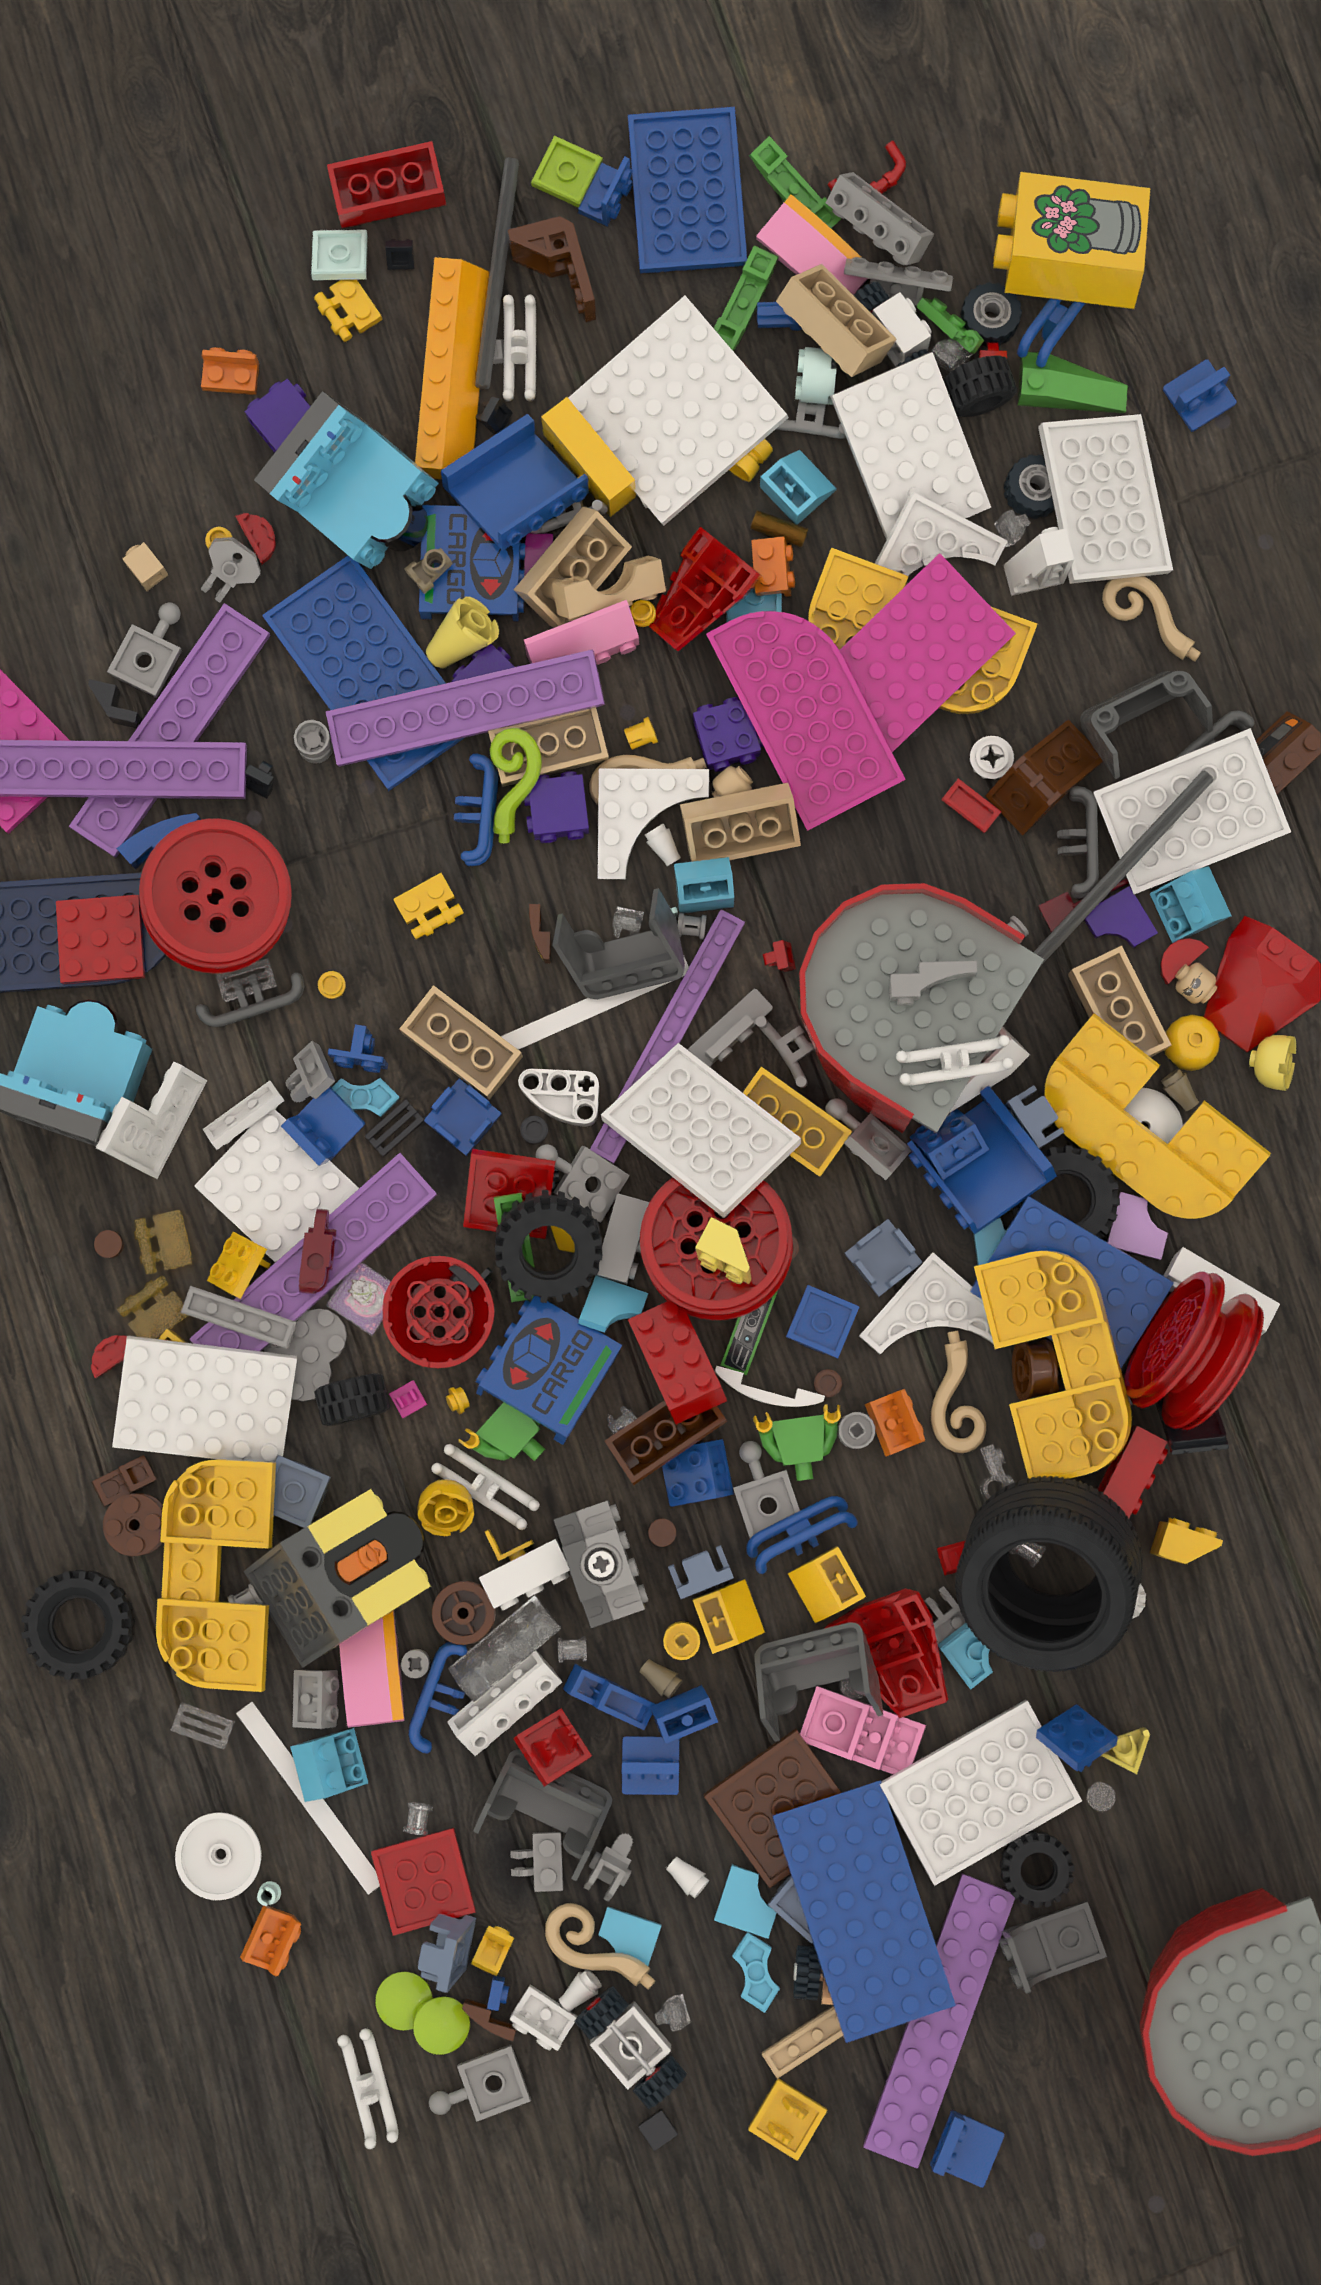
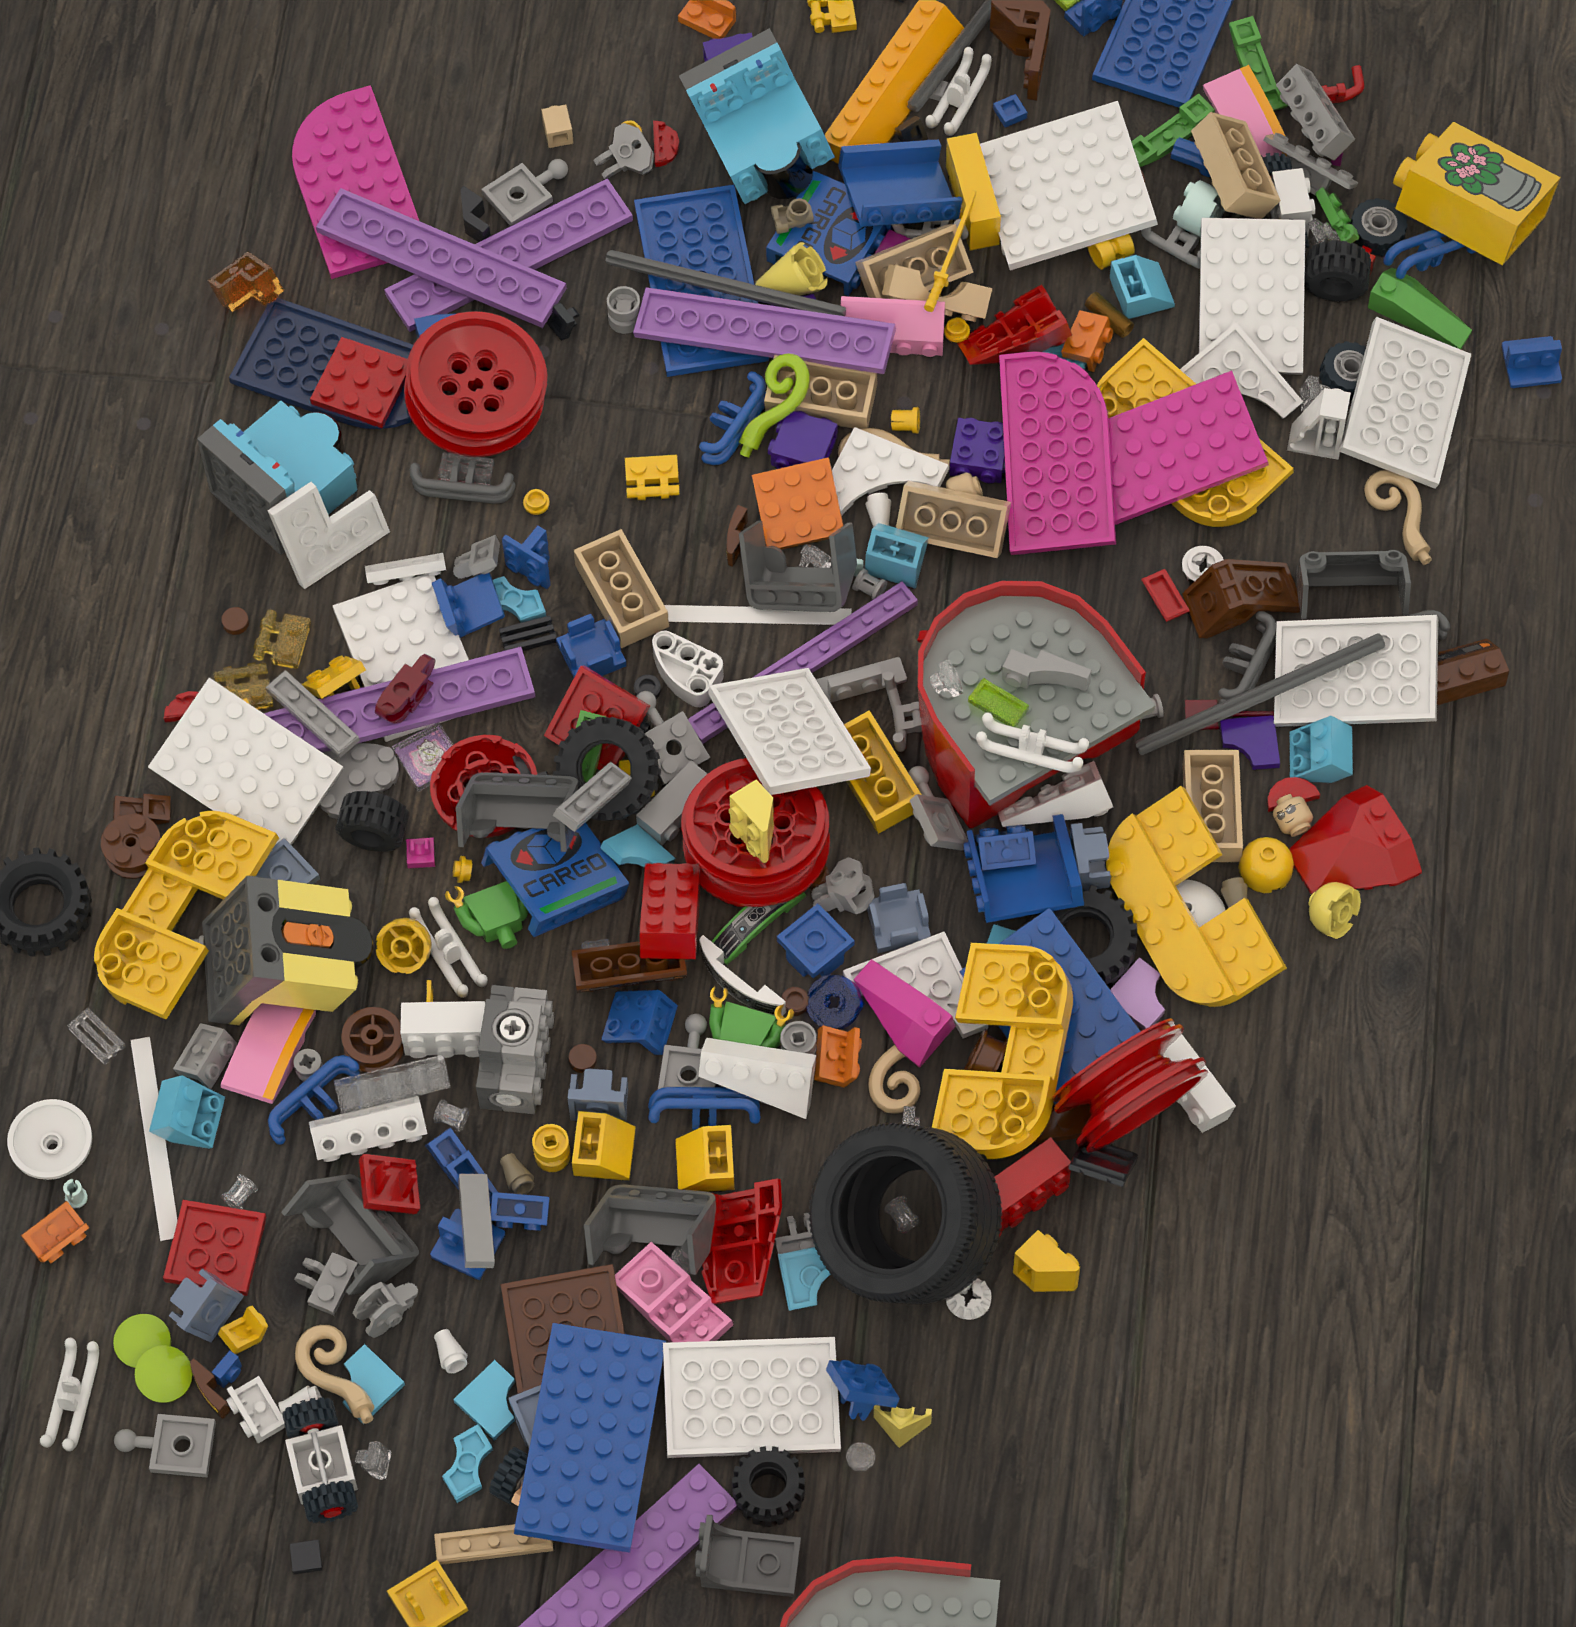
camera: 25 degrees right, 20 degrees down
(400, 674) = (721, 284): none -> dark grey axle
(486, 1319) = (514, 801): none -> dark grey windscreen
(559, 1299) = (592, 796): none -> light grey tile
(578, 345) = (1010, 110): none -> blue plate
(585, 875) = (798, 504): none -> orange plate
(611, 578) = (941, 277): none -> yellow sword
(654, 1753) = (476, 1221): none -> light grey tile
(825, 1252) = (843, 888): none -> light grey hinge
(838, 1481) = (761, 1072): none -> white wedge
(842, 1030) = (946, 679): none -> clear tile
(862, 1356) = (849, 1004): none -> clear blue plate
(899, 1030) = (998, 702): none -> clear neon green tile
(943, 1358) = (907, 1015): none -> dark pink wedge

